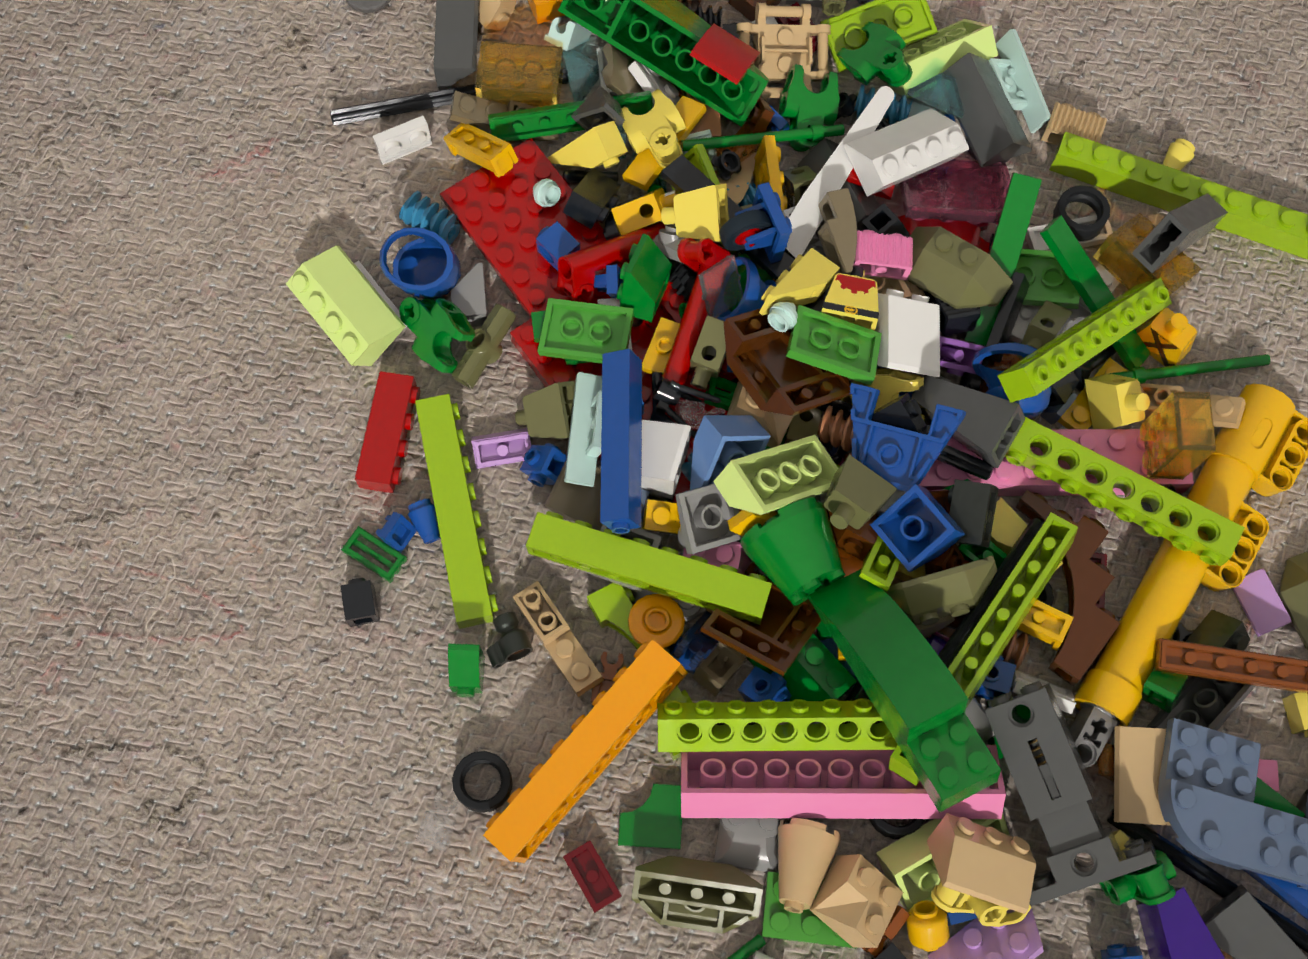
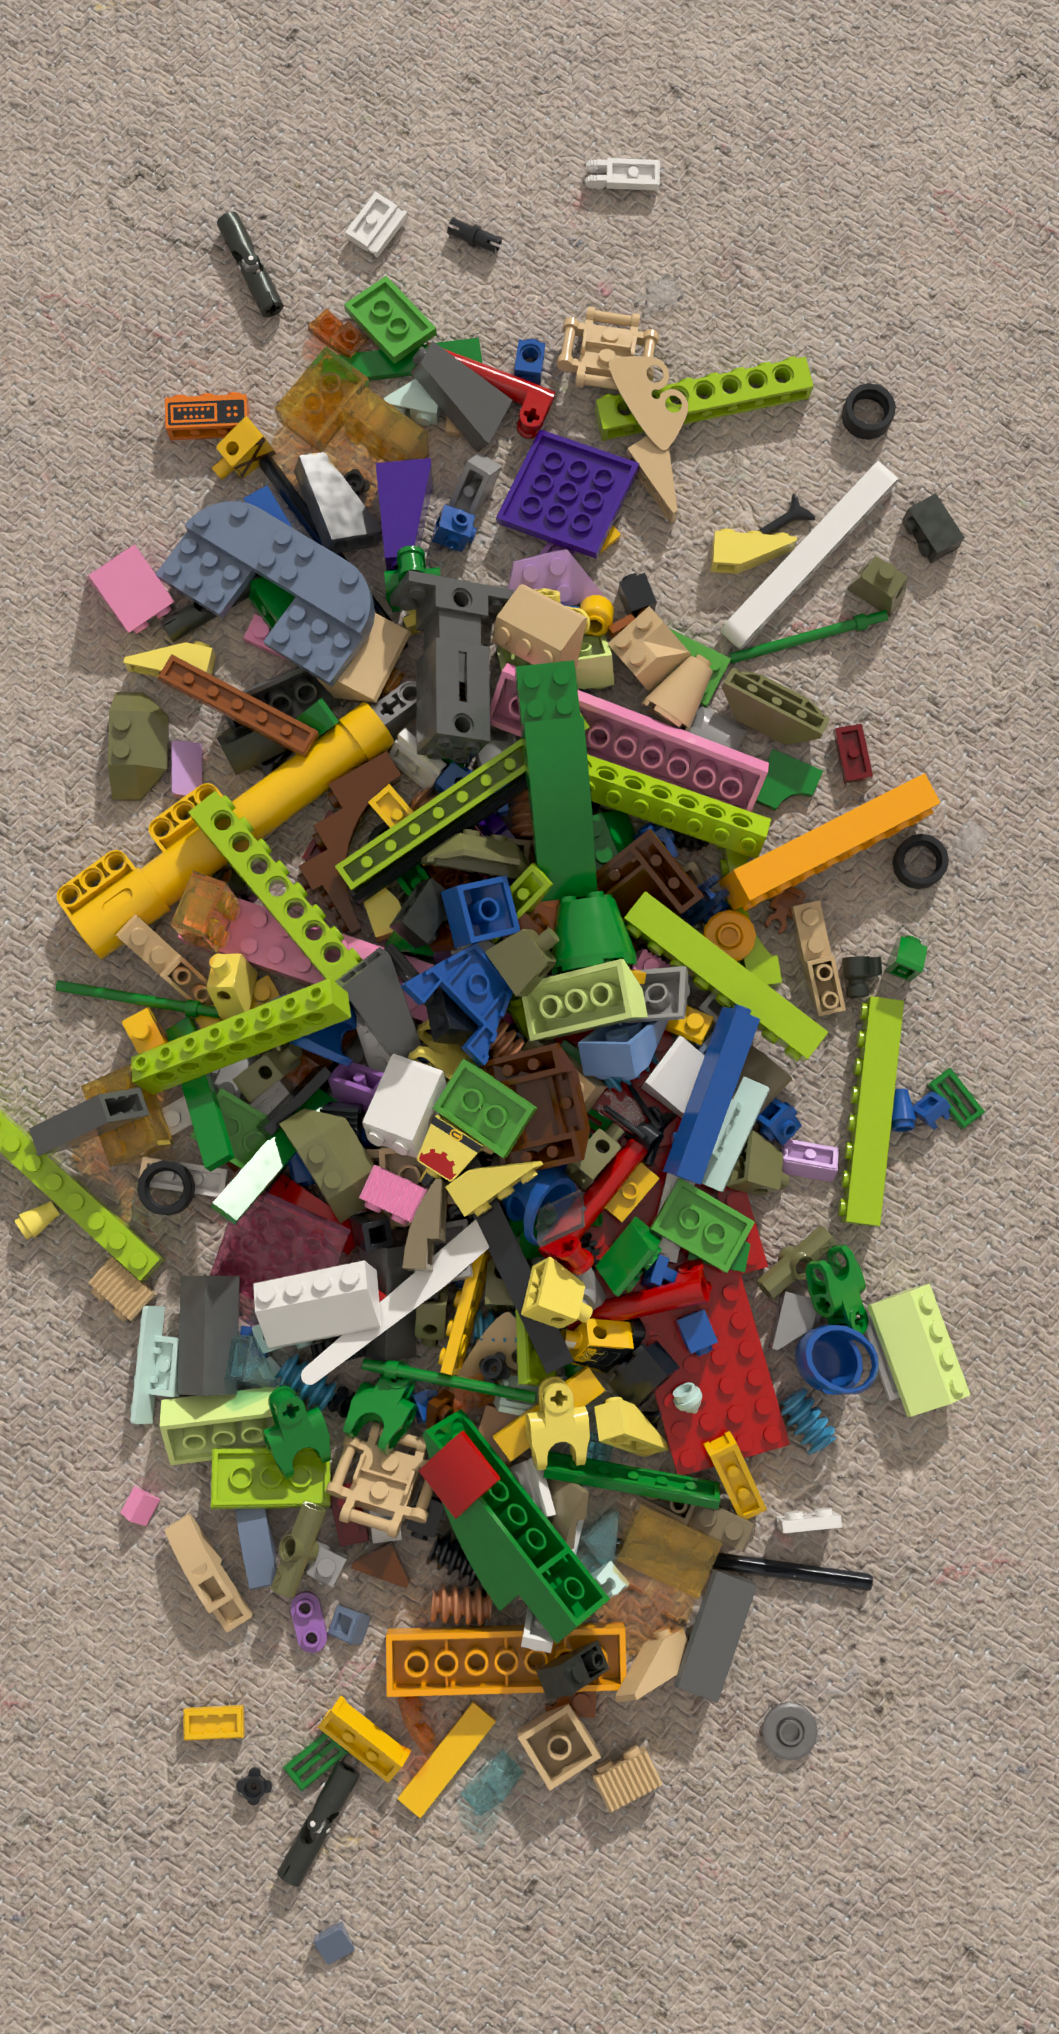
camera: 165 degrees left, 10 degrees up
(359, 602) = (982, 1054): black brick -> none
(387, 432) = (912, 1209): red brick -> none
(598, 110) = (602, 1466): dark grey slope -> none
(759, 226) = (520, 1254): plate -> none
(783, 316) = (523, 1149): light aqua plate -> none

